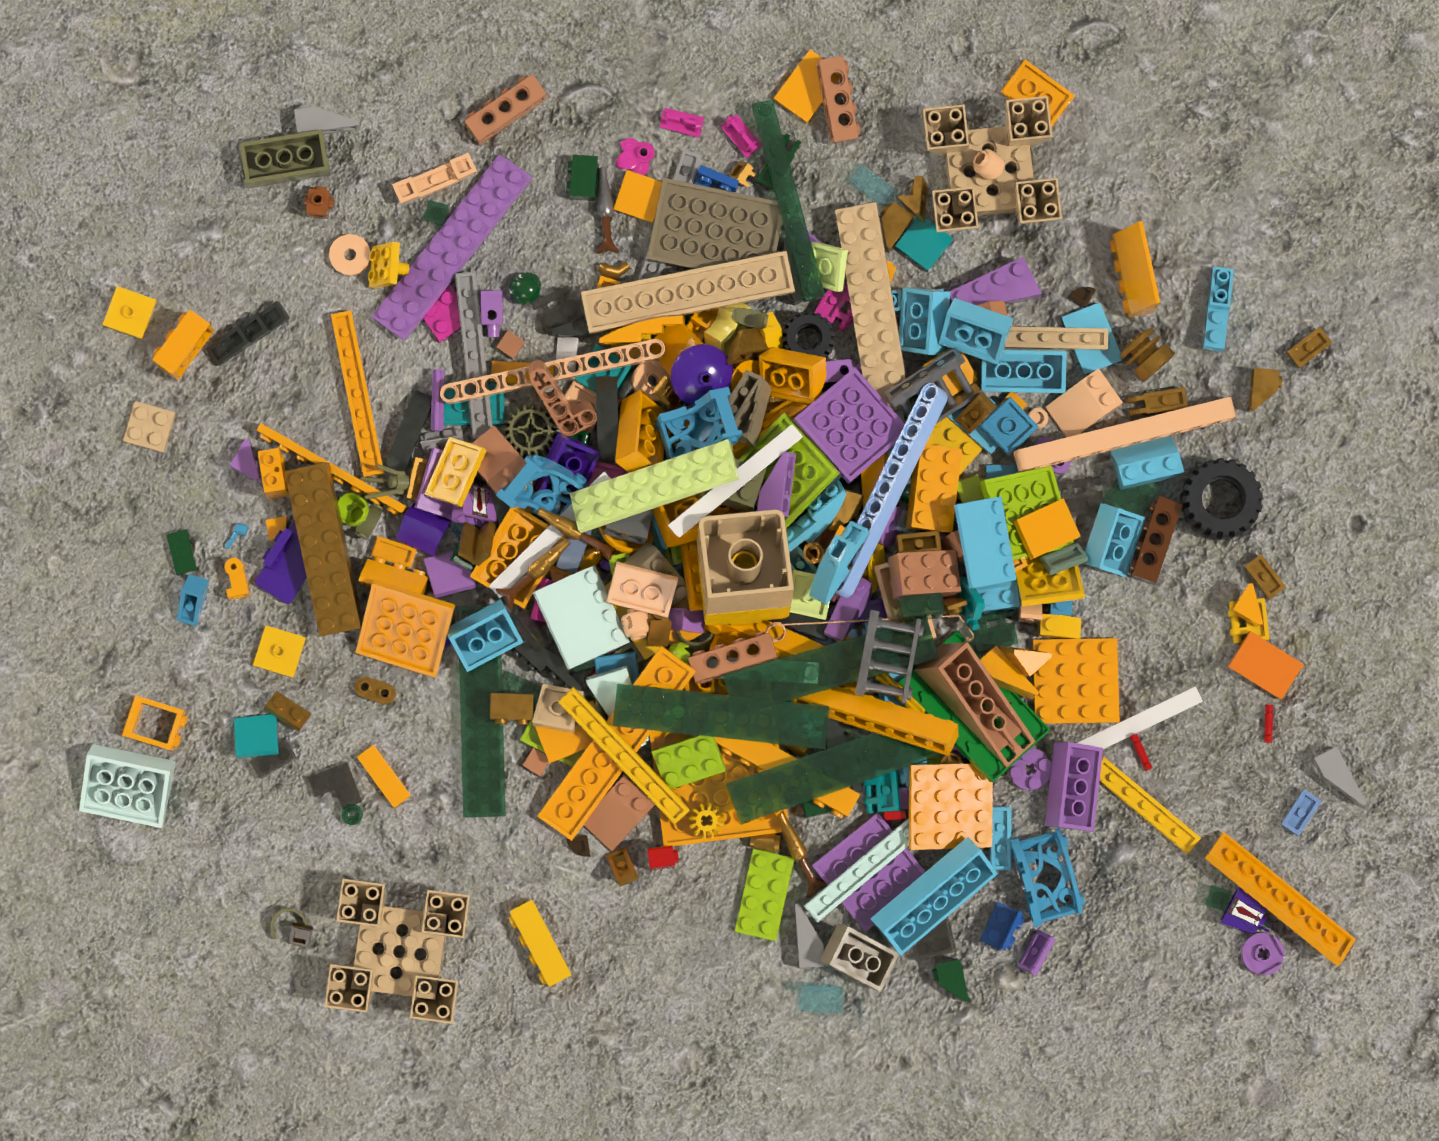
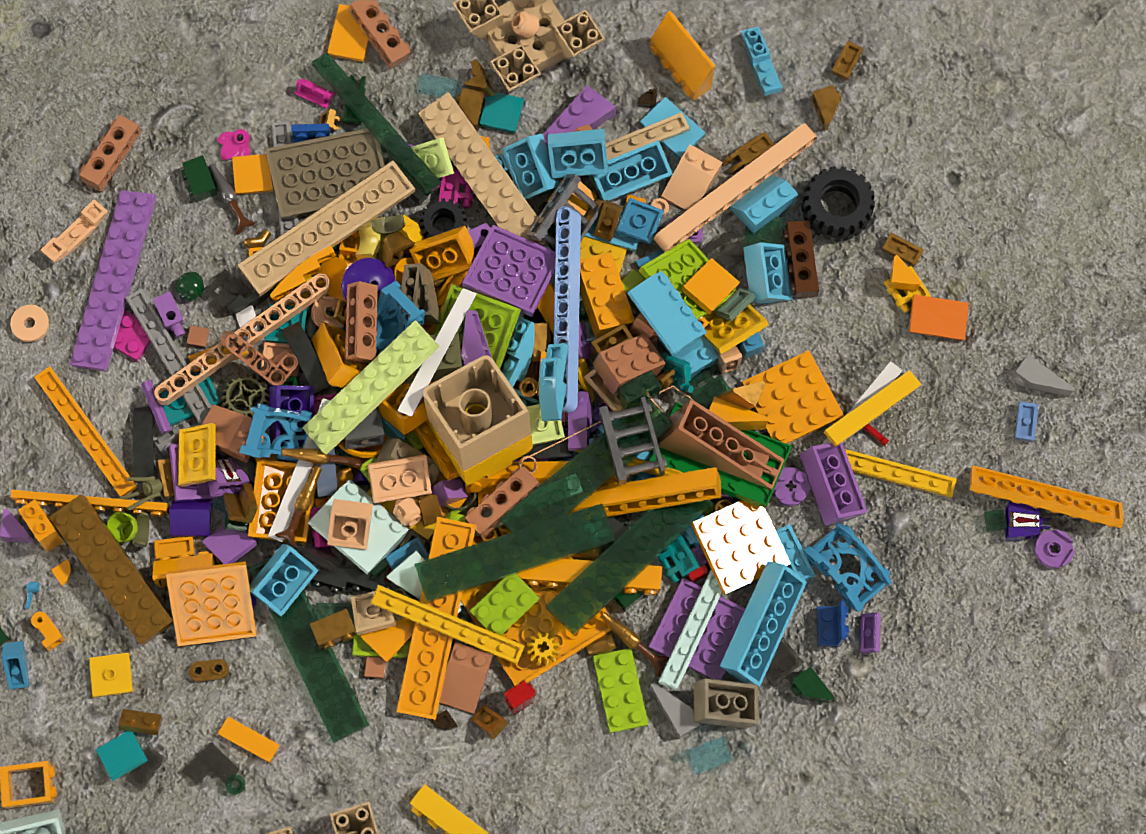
camera: 25 degrees left, 10 degrees down
(284, 566) = (83, 600): dark purple bracket -> none
(386, 265) = (63, 316): yellow plate -> none
(436, 213) = (88, 258): clear green plate -> none
(573, 613) = (350, 524): none -> light nougat slope
(674, 414) = (361, 322): none -> nougat brick
(681, 122) = (260, 103): dark pink hinge -> none
(1059, 627) = (757, 361): yellow slope -> none
(1146, 354) = (723, 118): pearl gold wheel -> none
(1150, 728) = (872, 408): none -> yellow tile
(1268, 725) = (964, 364): red wheel -> none

